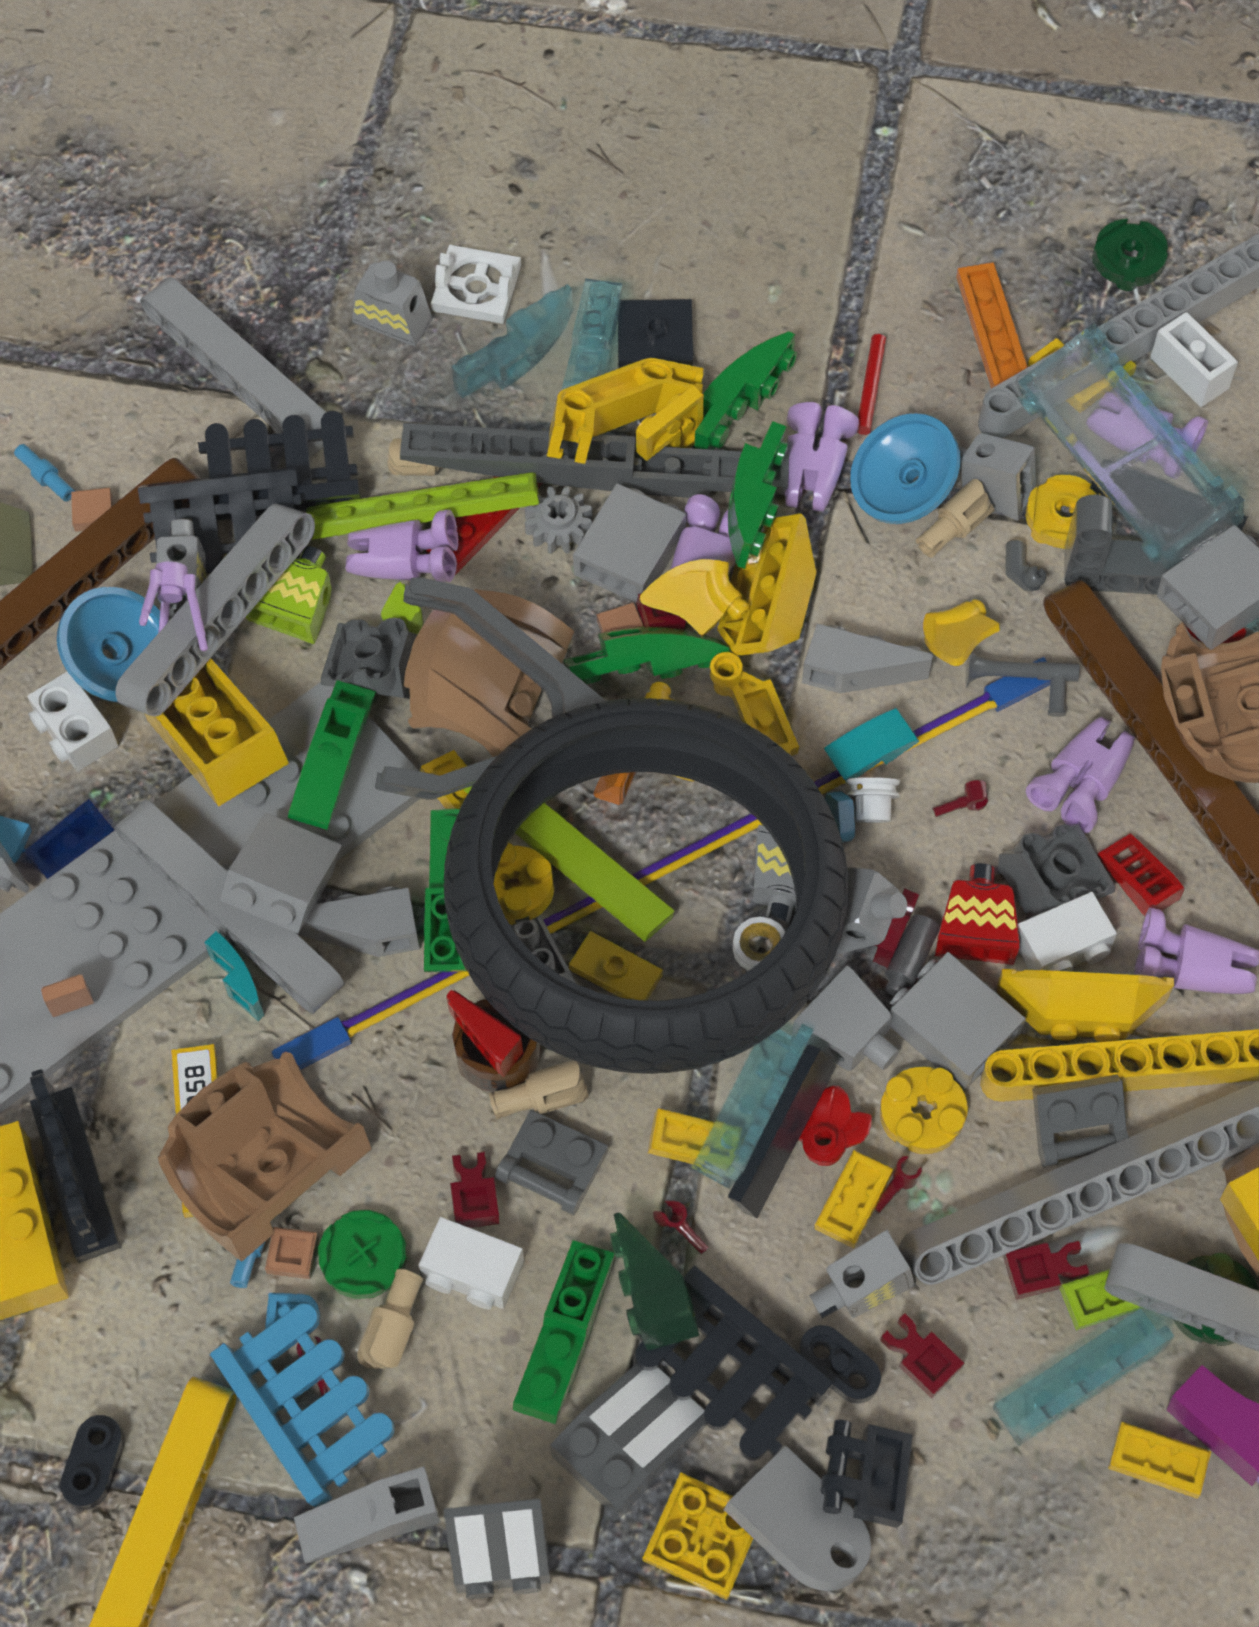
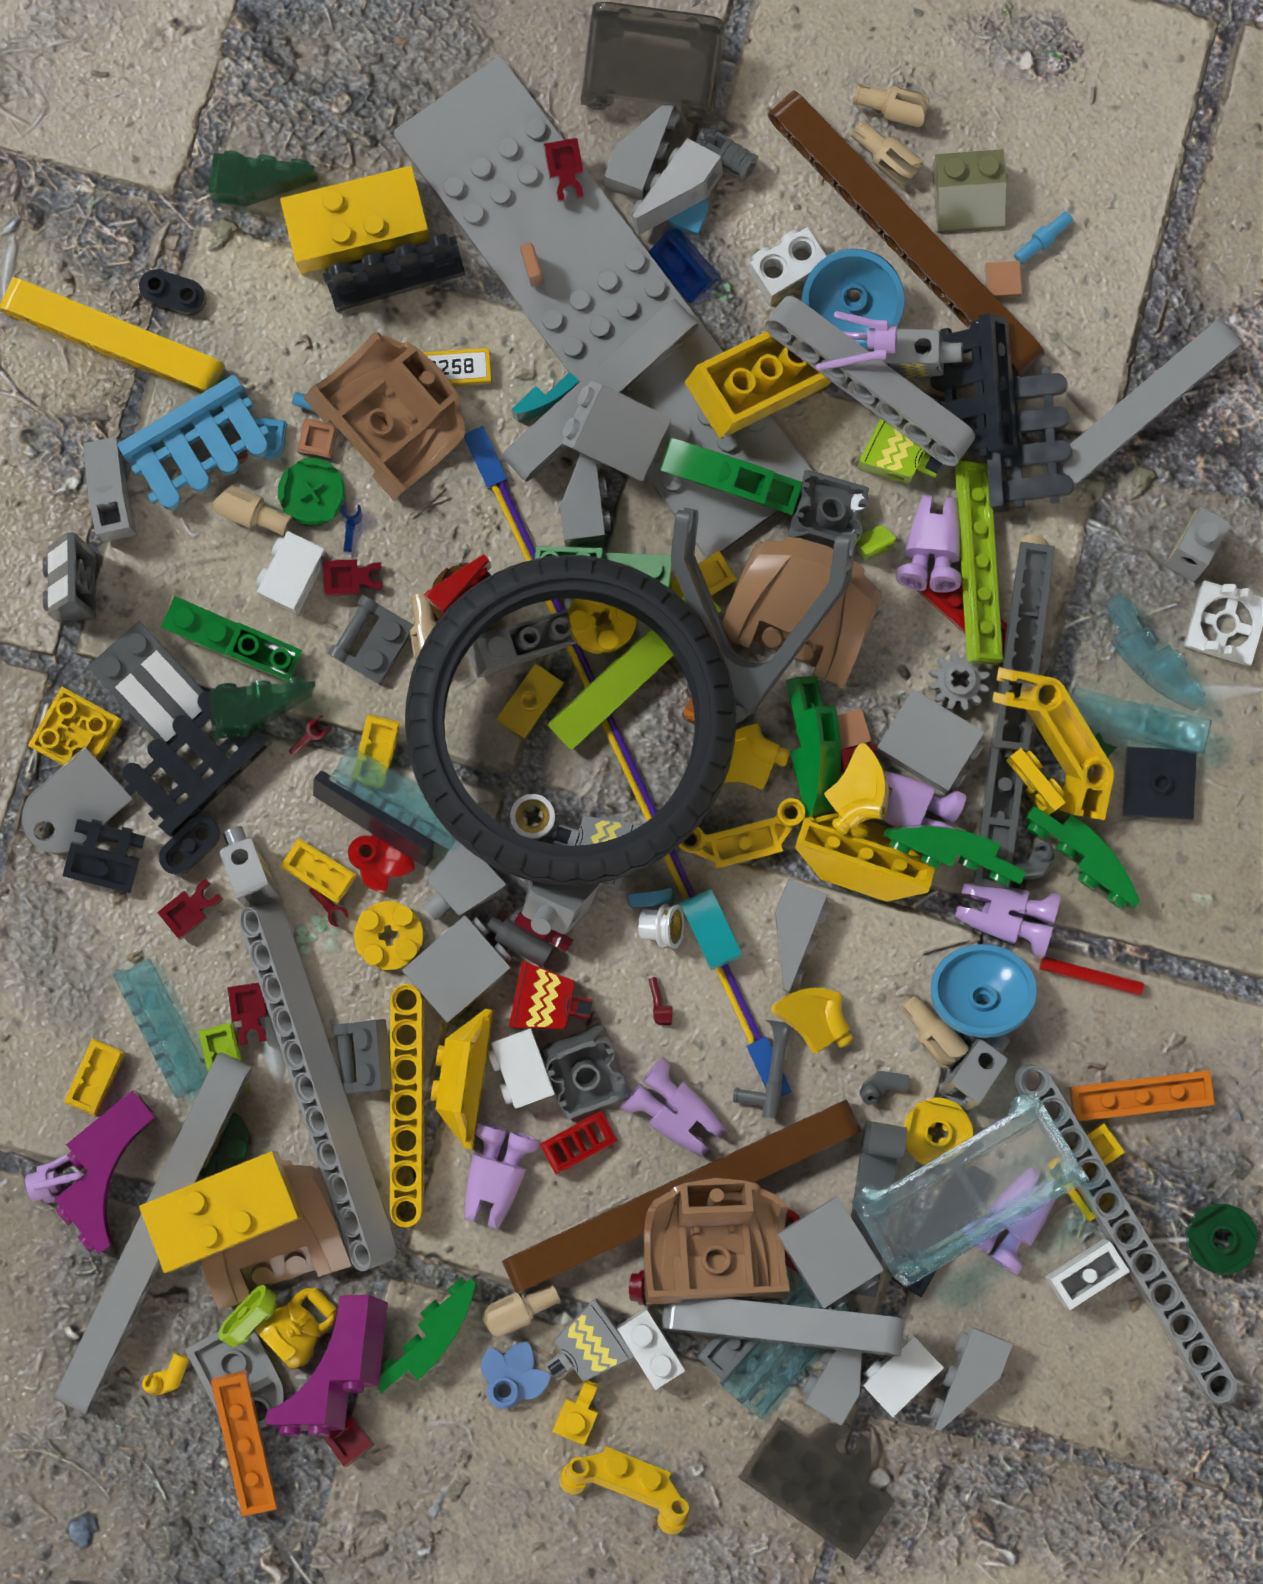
camera: 100 degrees right, 20 degrees up
(403, 1202) = (350, 522): none -> clear blue hand
(748, 433) = (1038, 862): none -> dark grey arm

